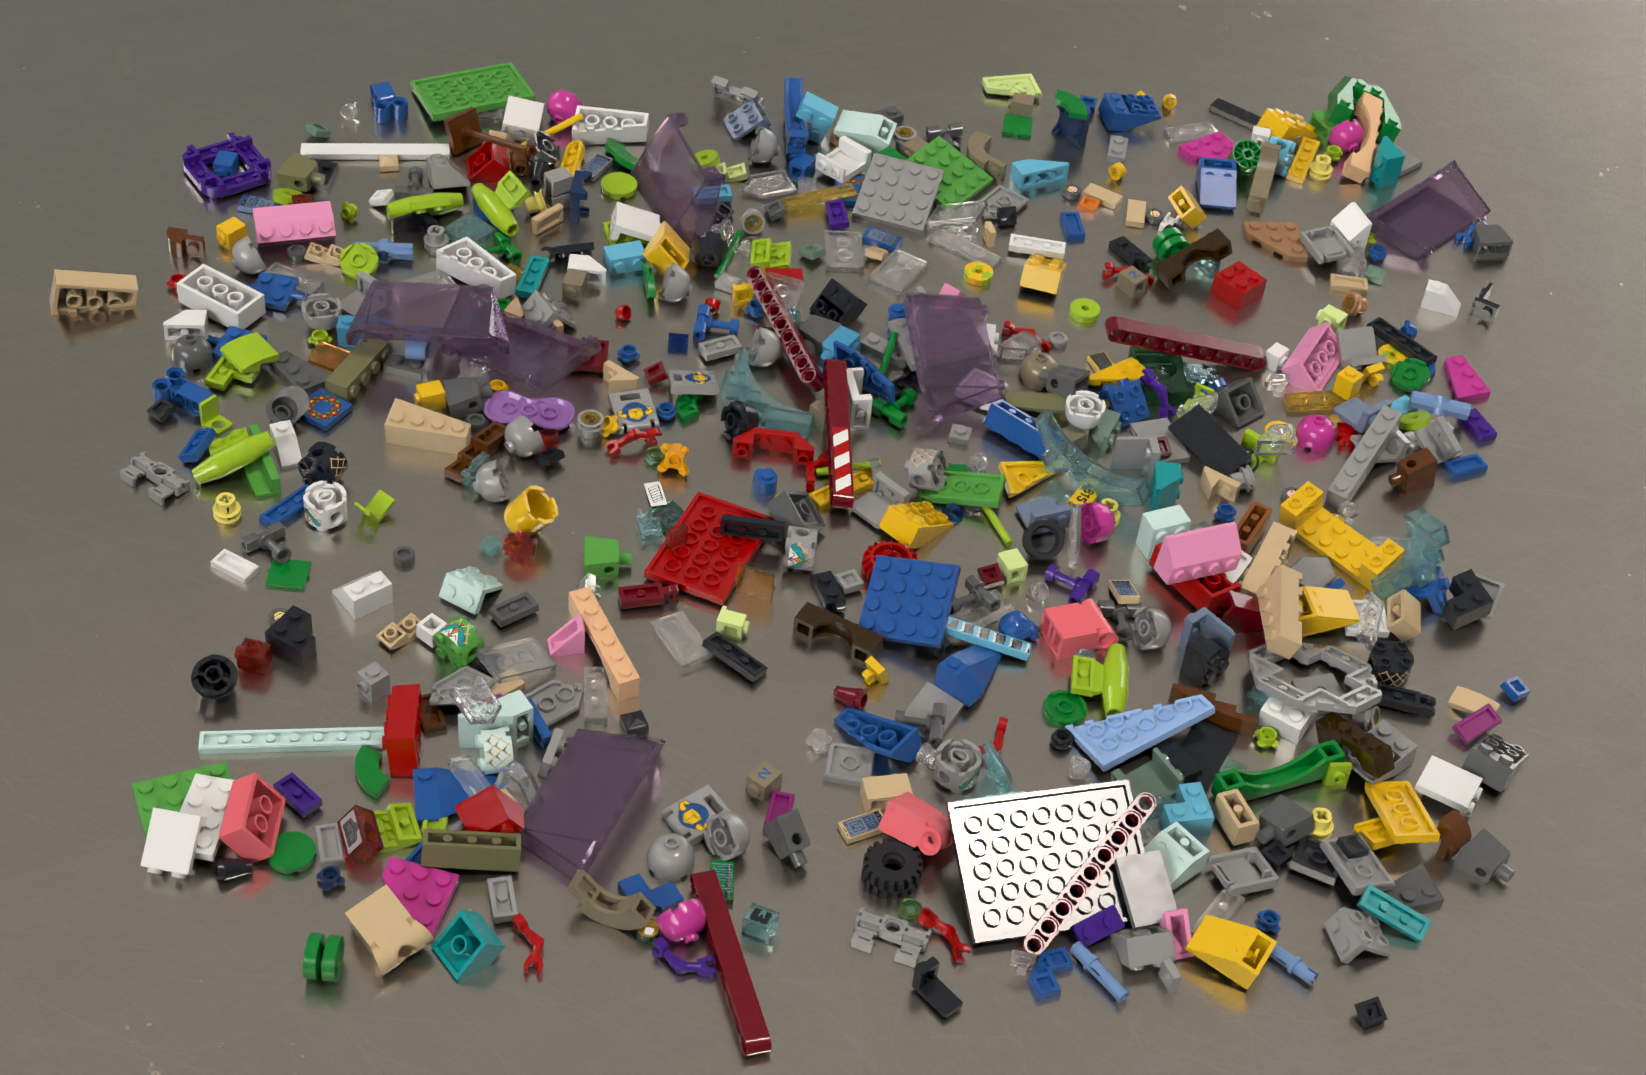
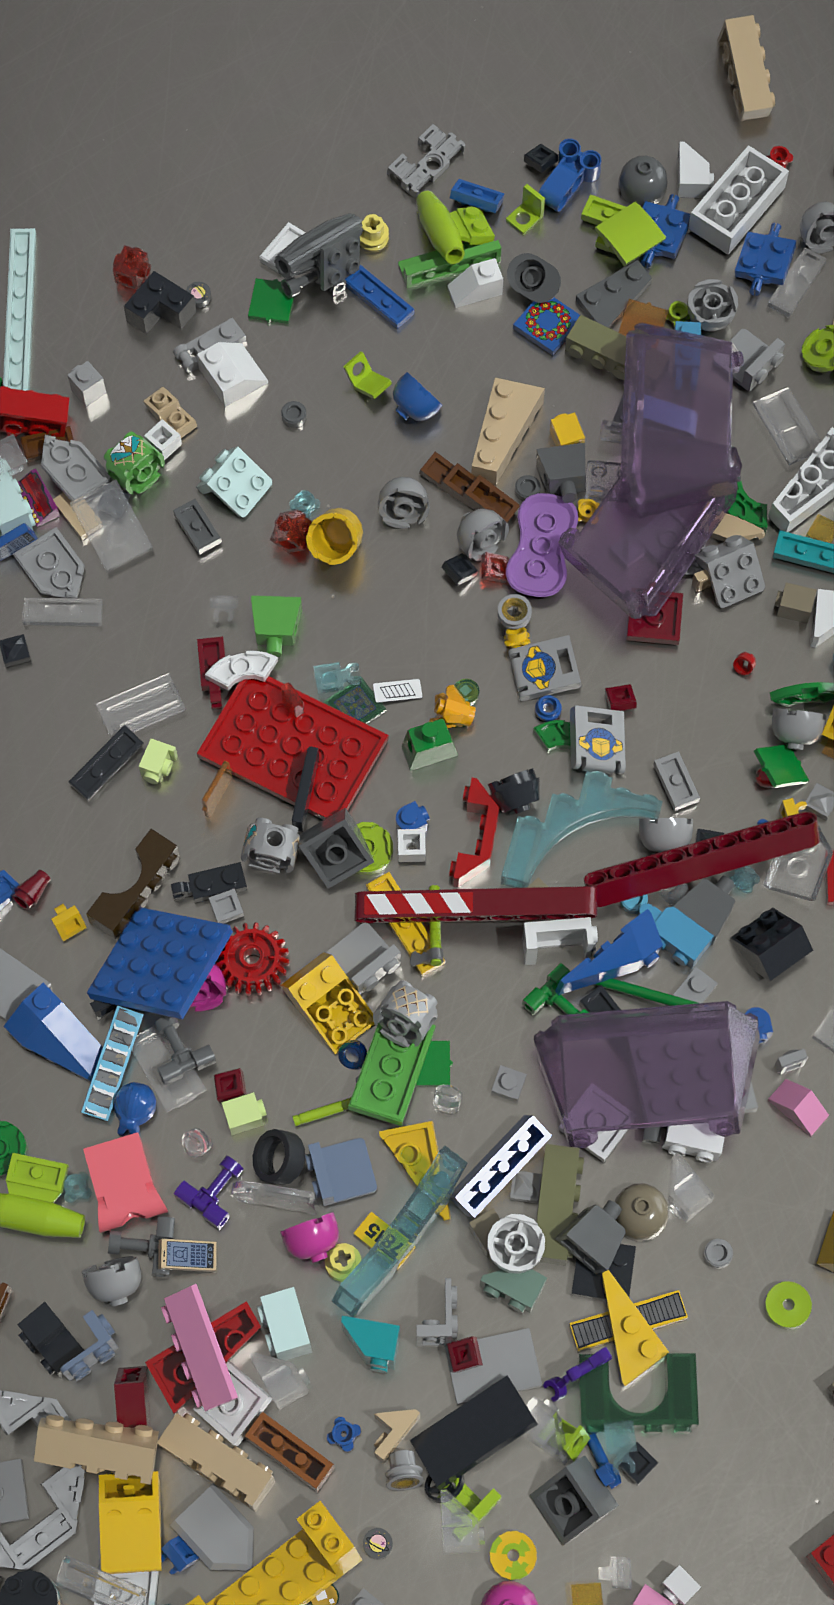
camera: 100 degrees right, 25 degrees up
(214, 676) = (96, 231): black cone -> none
(255, 524) = (330, 246): none -> dark grey plate
(322, 464) = (426, 317): black brick -> none
(325, 505) = (366, 325): white brick -> none
(333, 609) = (225, 332): none -> light grey plate
(397, 475) = (414, 399): none -> blue cylinder
(470, 473) = (435, 487): clear light blue plate -> none
(568, 639) = (143, 583): bright pink slope -> none
(619, 378) = (603, 654): tan slope -> none
(619, 669) = (84, 631): light nougat arch -> none
(628, 353) = (665, 661): blue plate -> none
(633, 435) = (496, 685): red piece -> none
(647, 573) = (240, 667): none -> white tile
(678, 342) = (690, 730): clear blue slope -> none
(704, 295) = (781, 766): none -> green piece
(705, 322) = (727, 767): blue bar -> none
(705, 467) = (429, 744): none -> green torso
(788, 478) = (414, 838): none -> white plate
(811, 468) = (413, 876): red piece -> none
(1014, 330) = (724, 1214): red piece -> none
(1126, 399) = (569, 1322): blue bracket -> none
(1184, 343) = (678, 1431): dark red beam -> none

